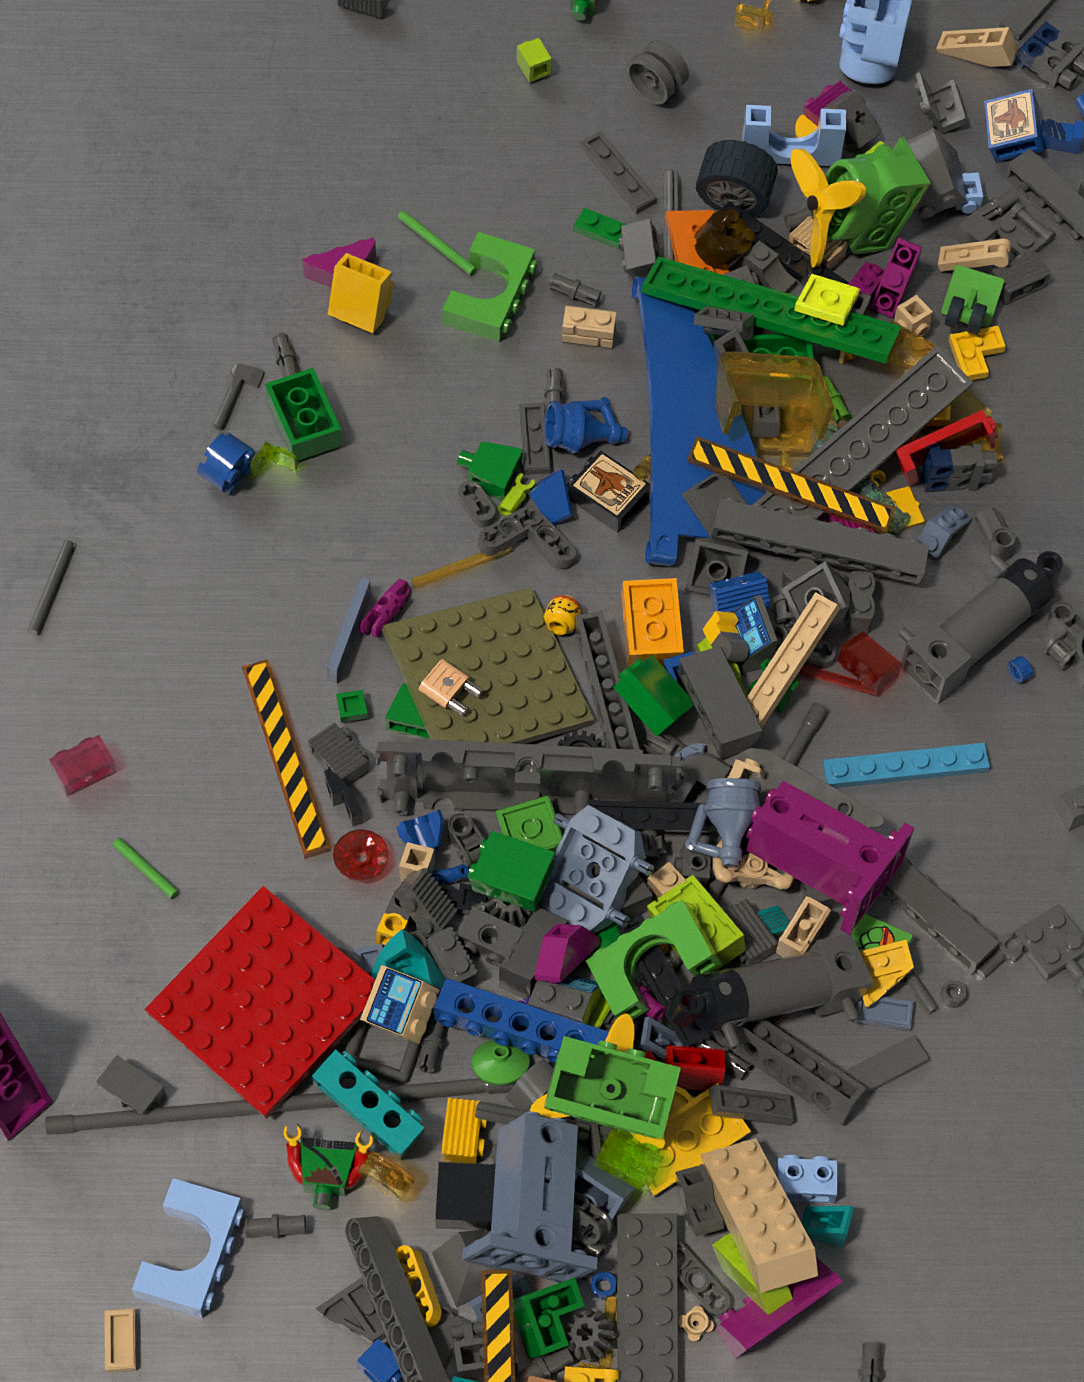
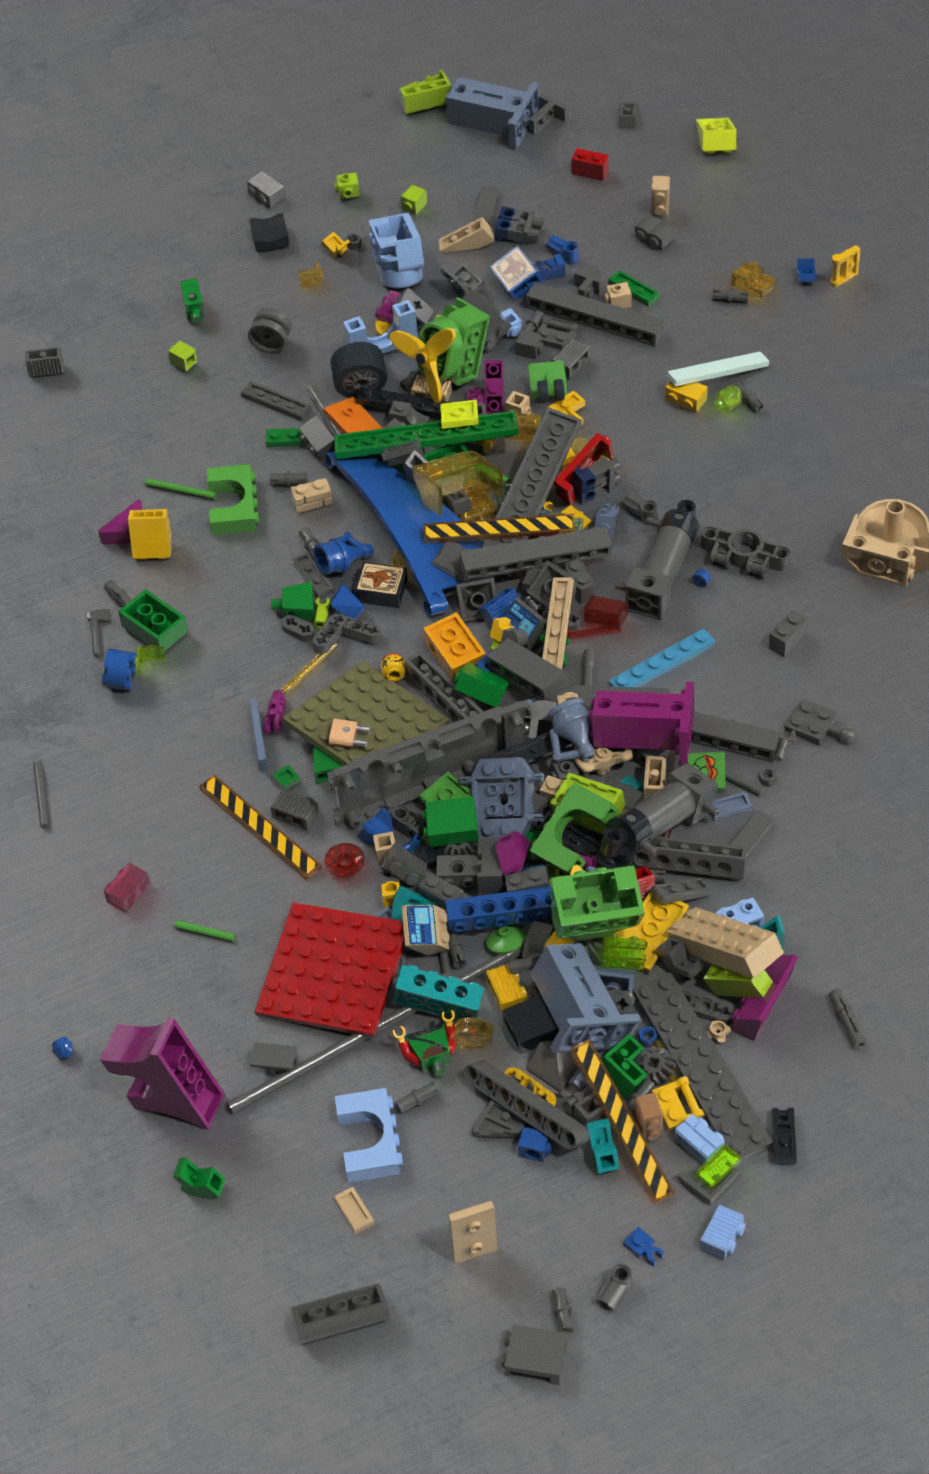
camera: 20 degrees left, 10 degrees down
(340, 794) = (309, 830): black slope -> none
(723, 239) = (370, 408): dark brown brick -> none
(886, 967) = (722, 772): yellow wing -> none
(975, 254) = (535, 355): tan plate -> none

